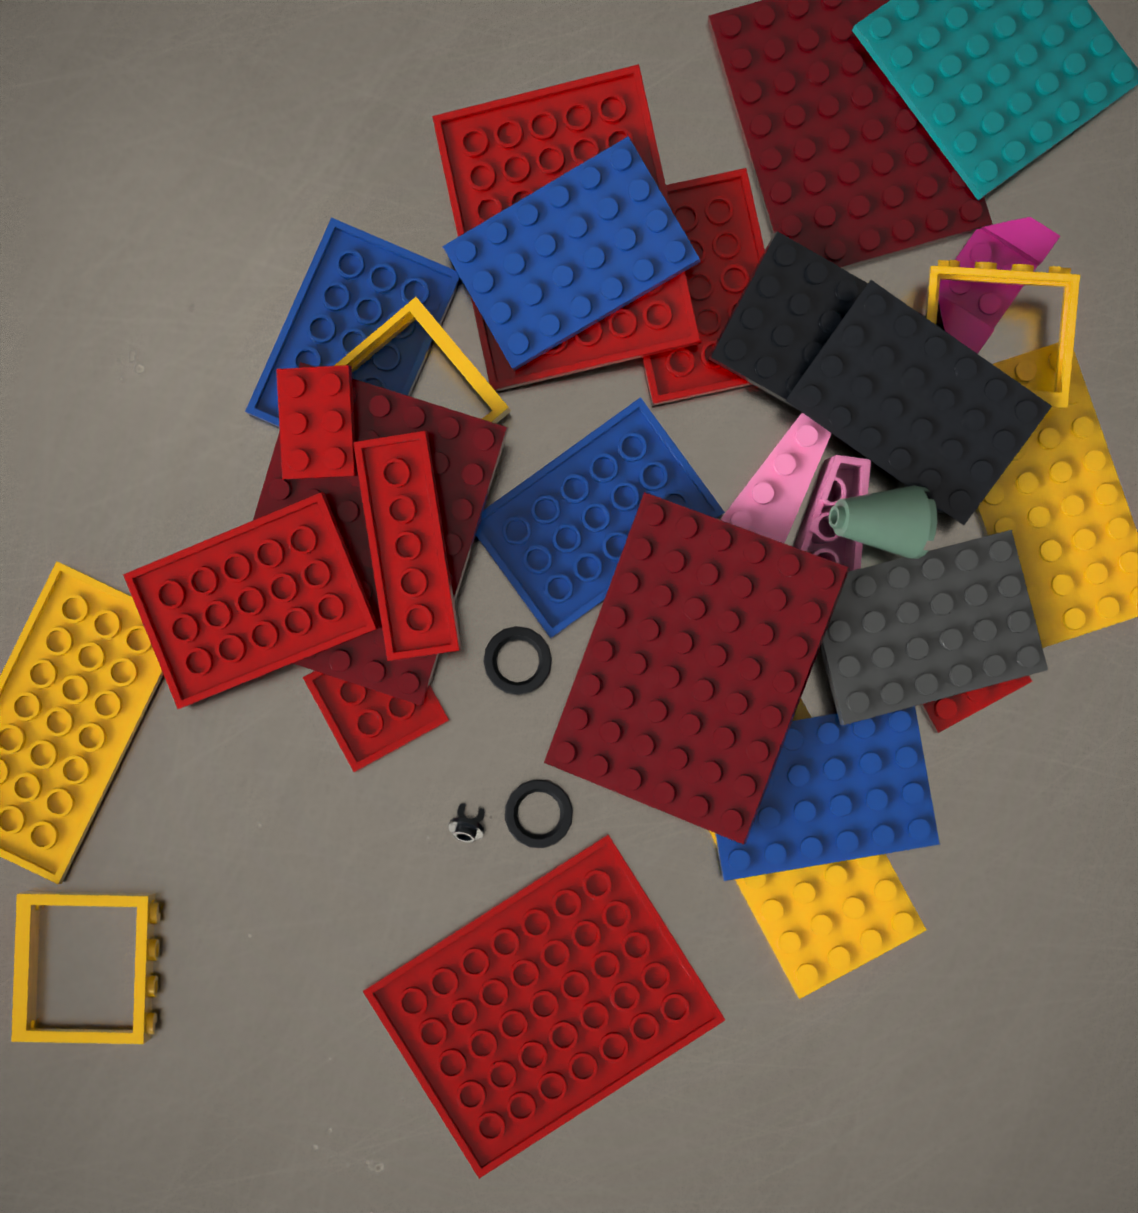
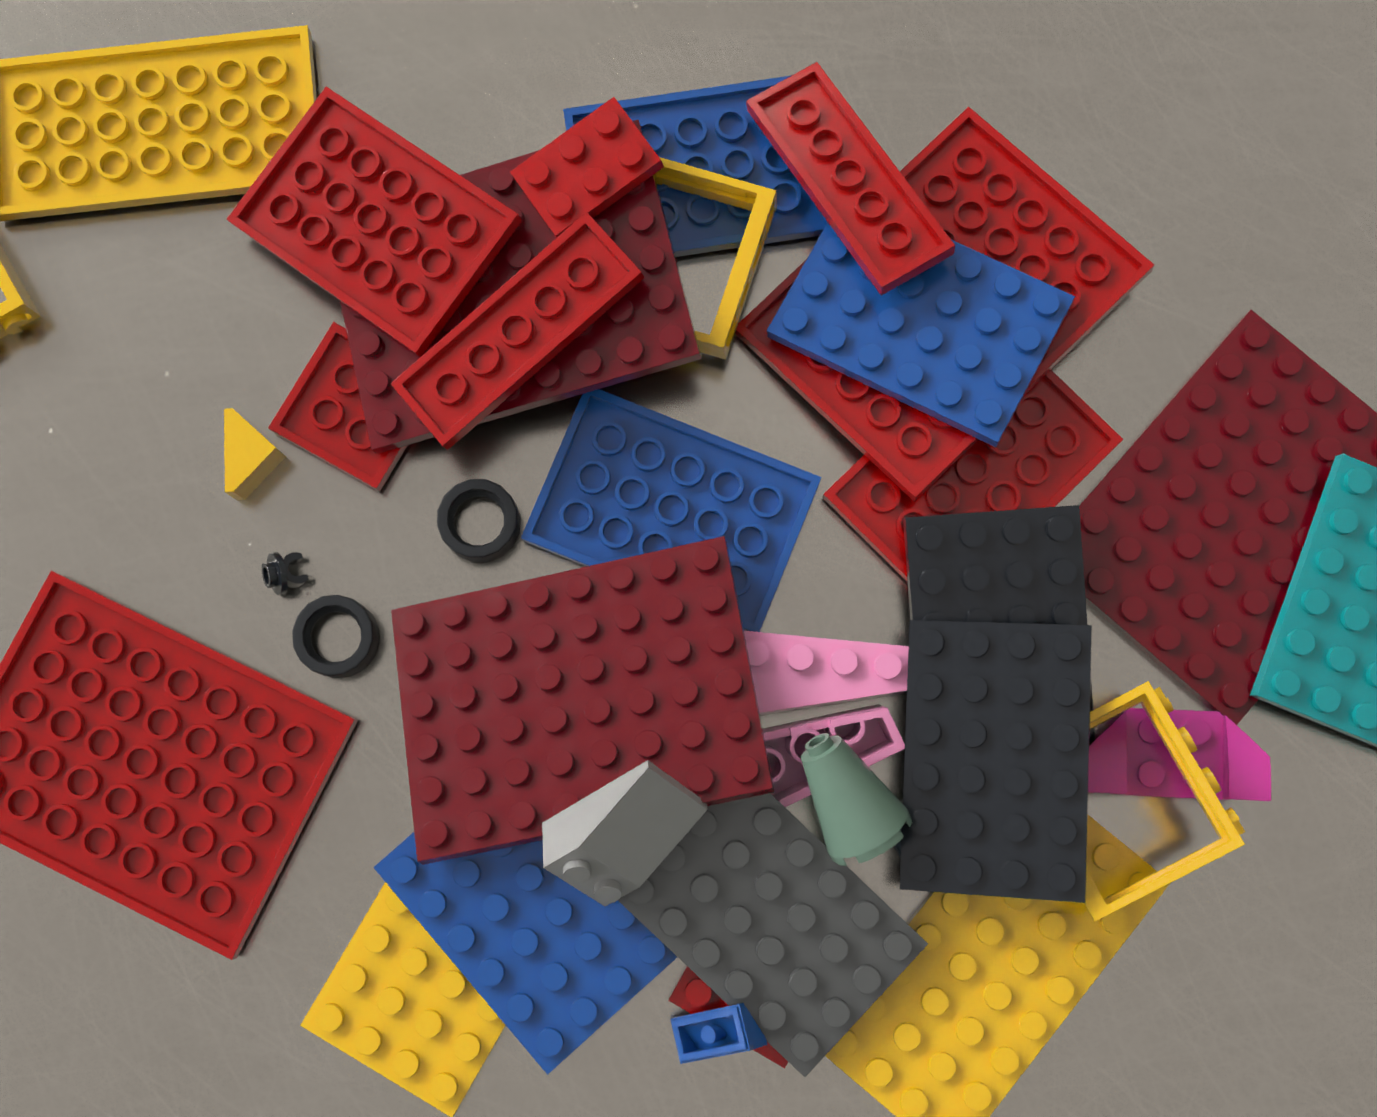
camera: 60 degrees right, 5 degrees down
(363, 797) = (246, 456): none -> yellow slope
(438, 237) = (850, 178): none -> red plate
(813, 690) = (620, 833): none -> light grey slope
(982, 712) = (716, 1033): none -> blue slope

